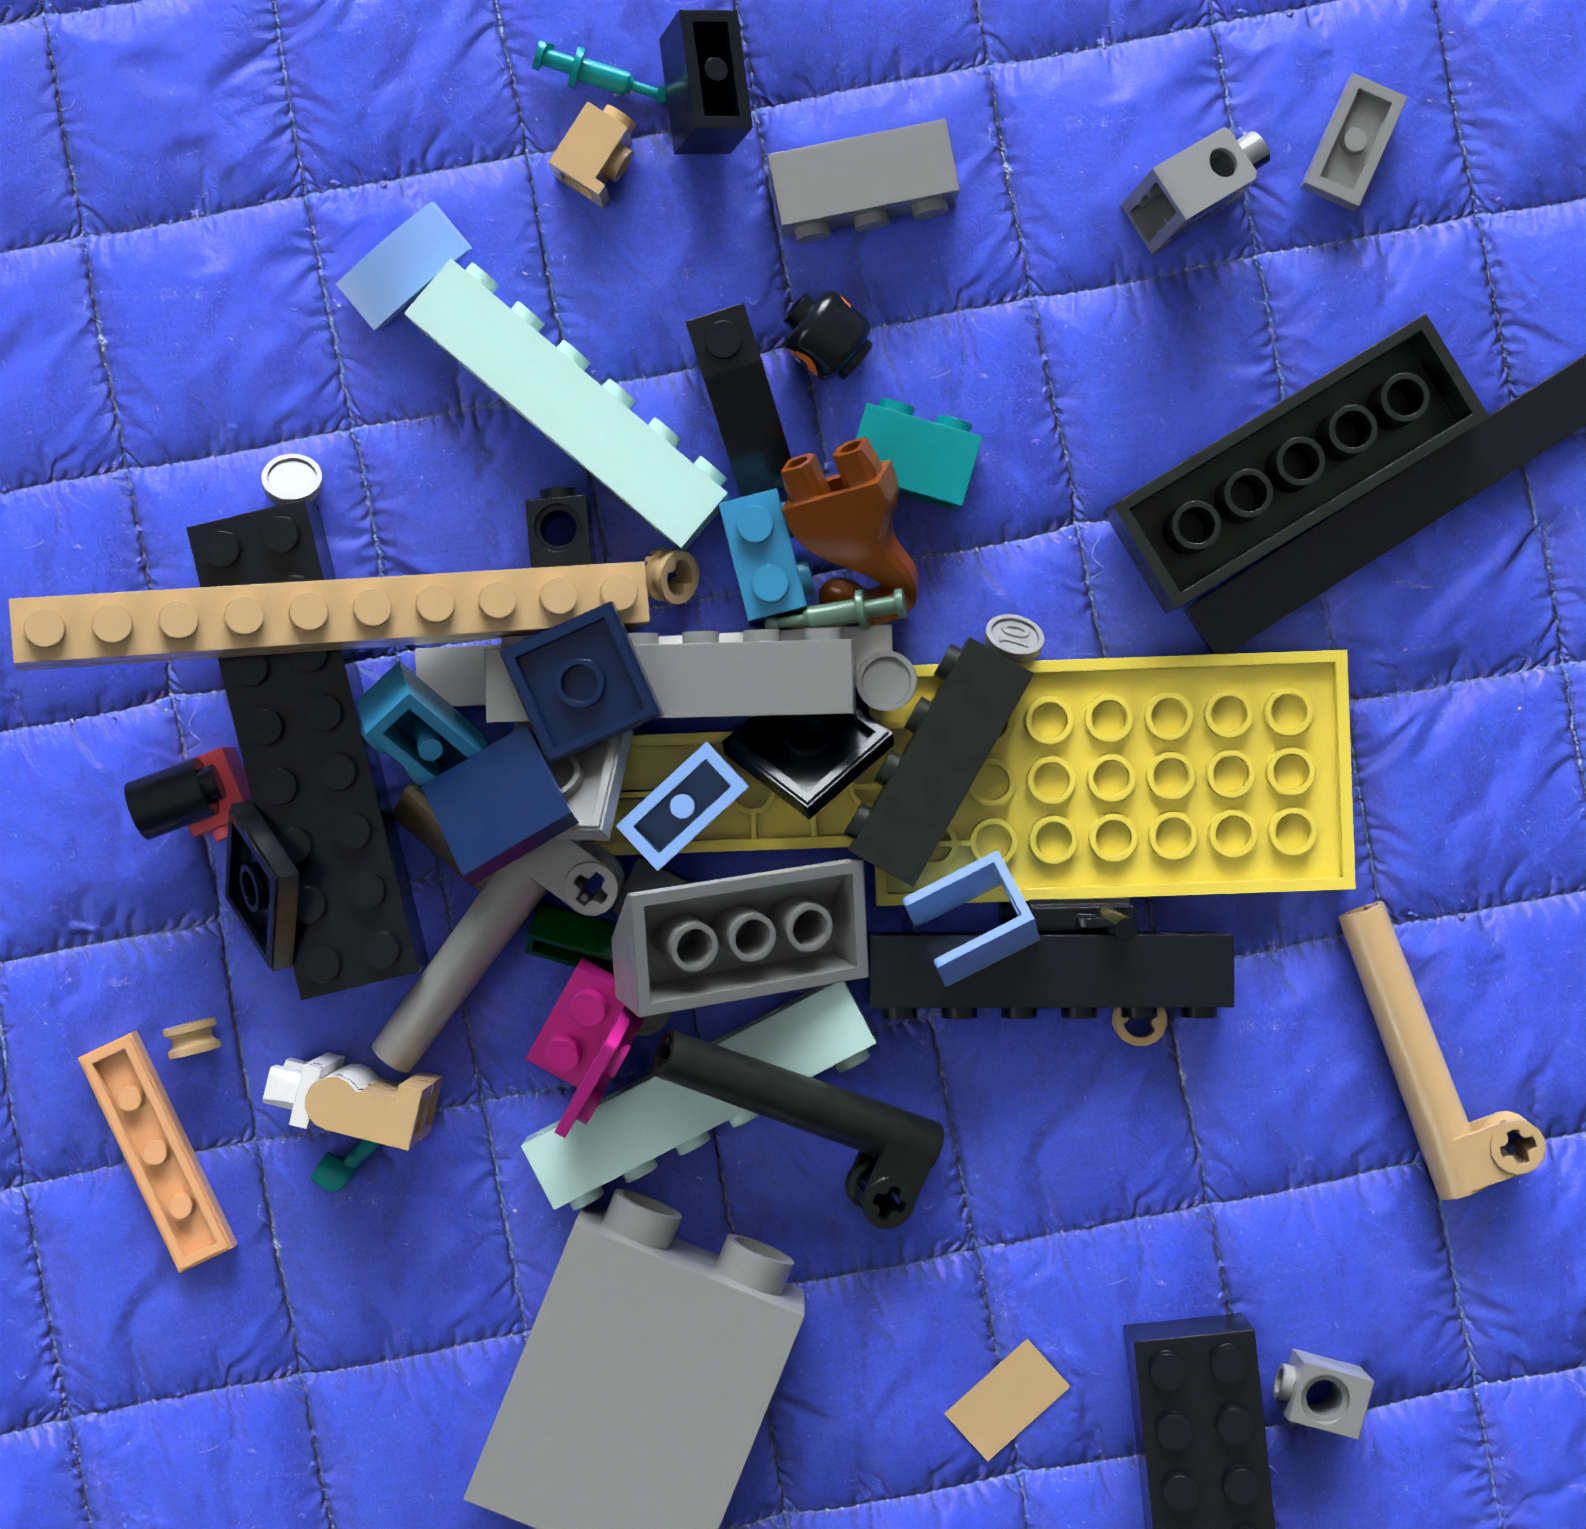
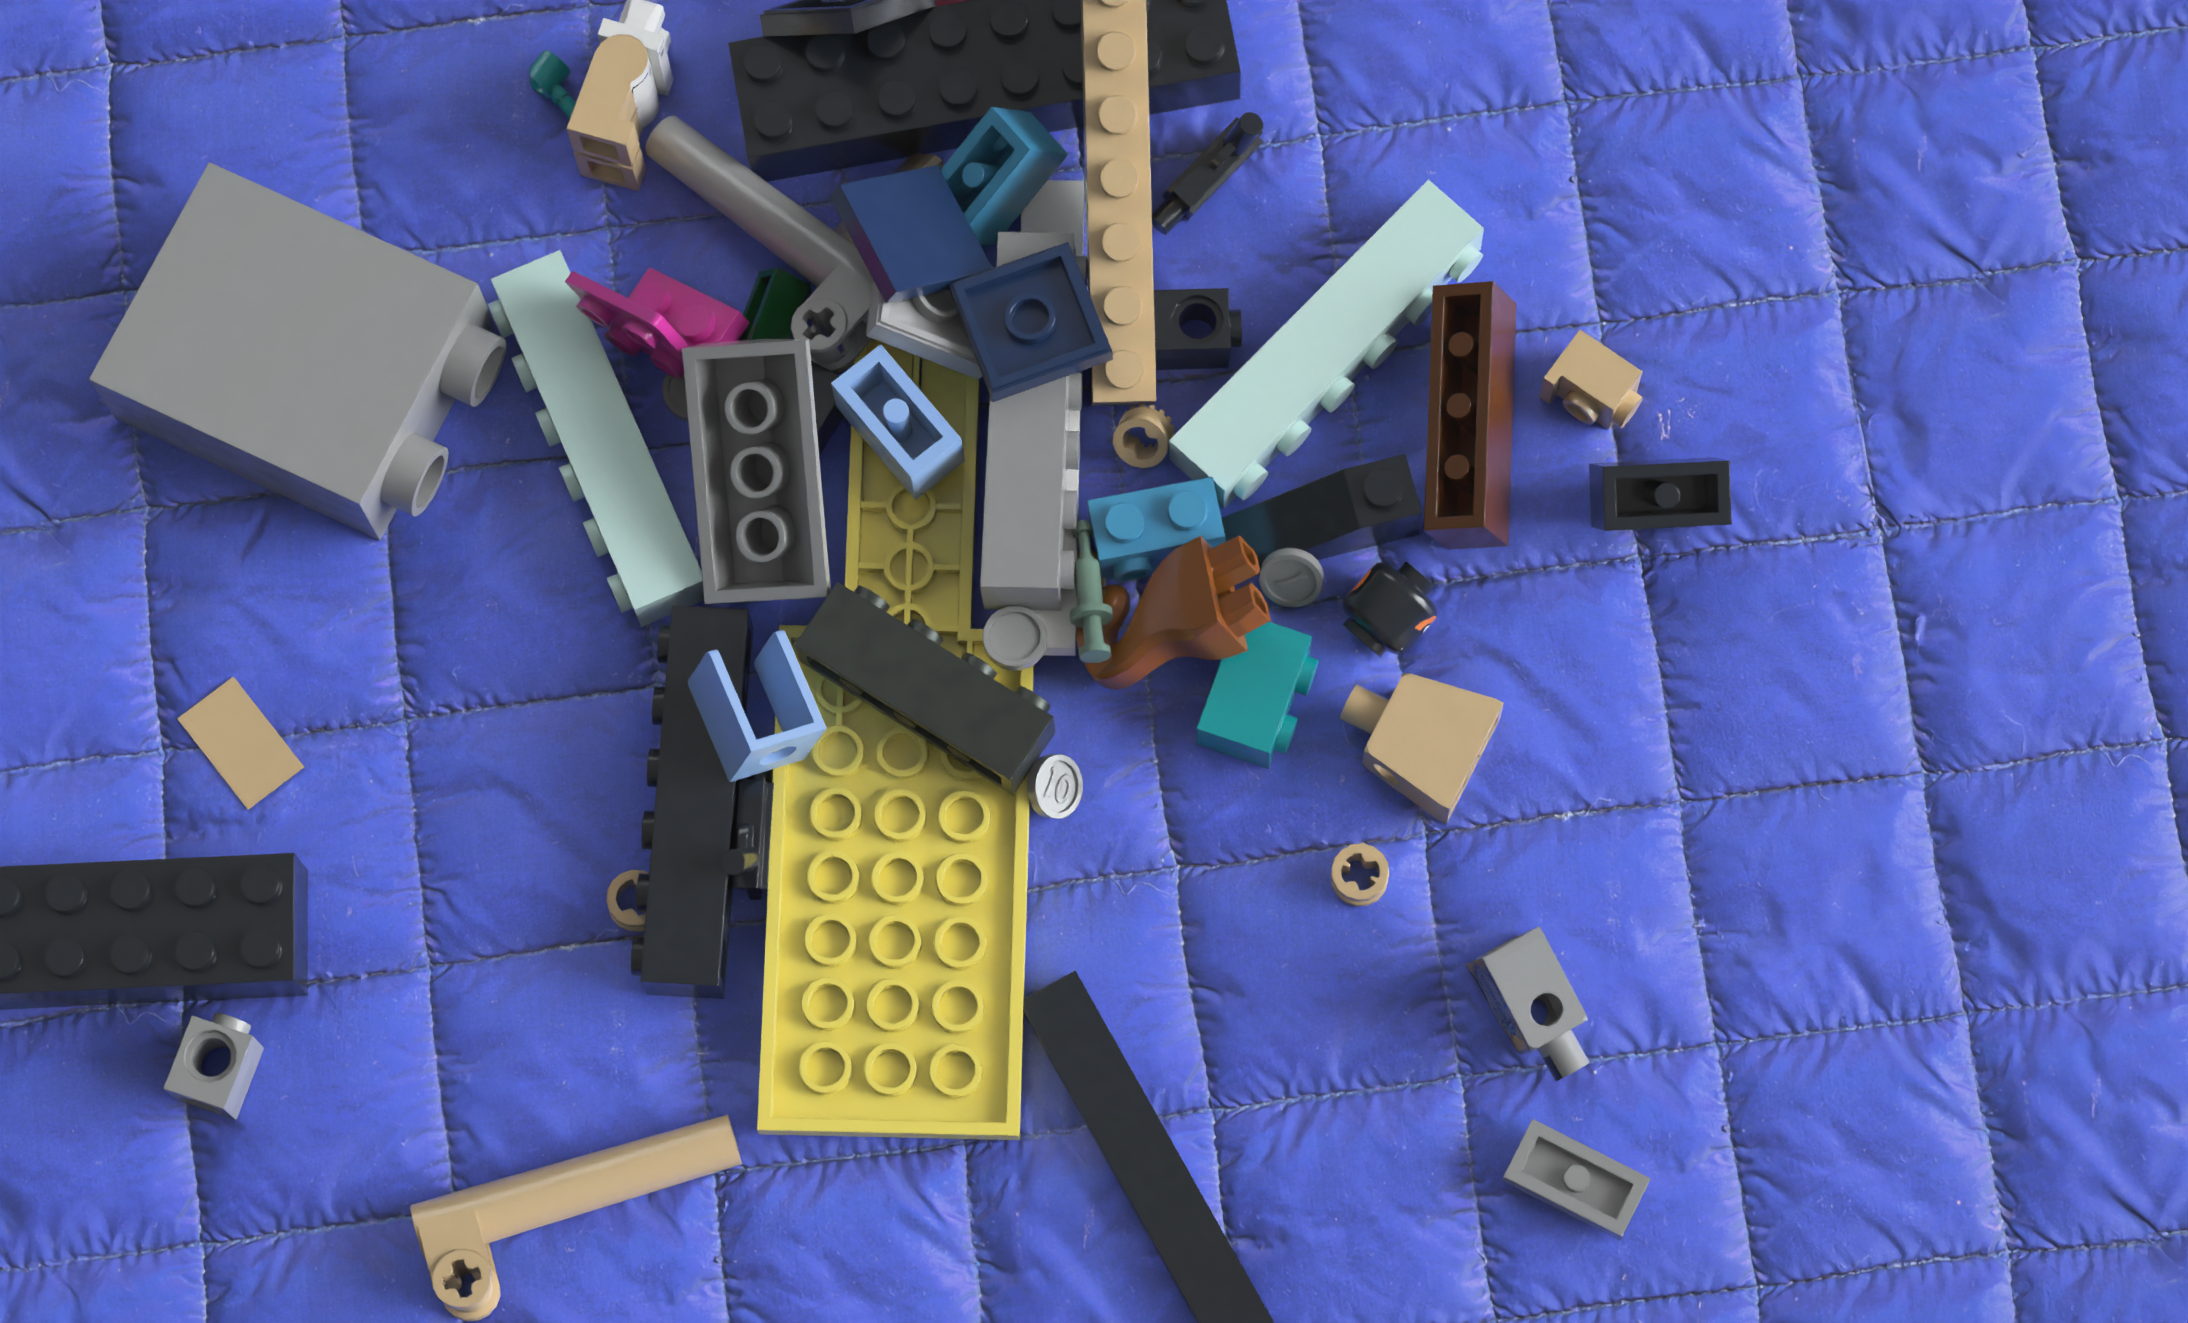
camera: 100 degrees right, 15 degrees down
(291, 479) = (1266, 70): piece -> none
(397, 526) = (1209, 171): none -> black piece
(402, 265) = (1483, 187): light blue slope -> none
(593, 72) = (1681, 386): teal piece -> none
(636, 265) = (1470, 416): none -> reddish brown brick
(800, 428) = (1291, 577): none -> light grey piece
(808, 756) = (940, 556): black tile -> none
(864, 181) = (1551, 655): light grey brick -> none
(891, 1142) = (529, 627): pearl dark grey axle -> none
(951, 296) = (1424, 738): none -> tan torso
(1094, 361) = (1349, 891): none -> tan bush
(1296, 464) = (1222, 1084): pearl dark grey brick -> none

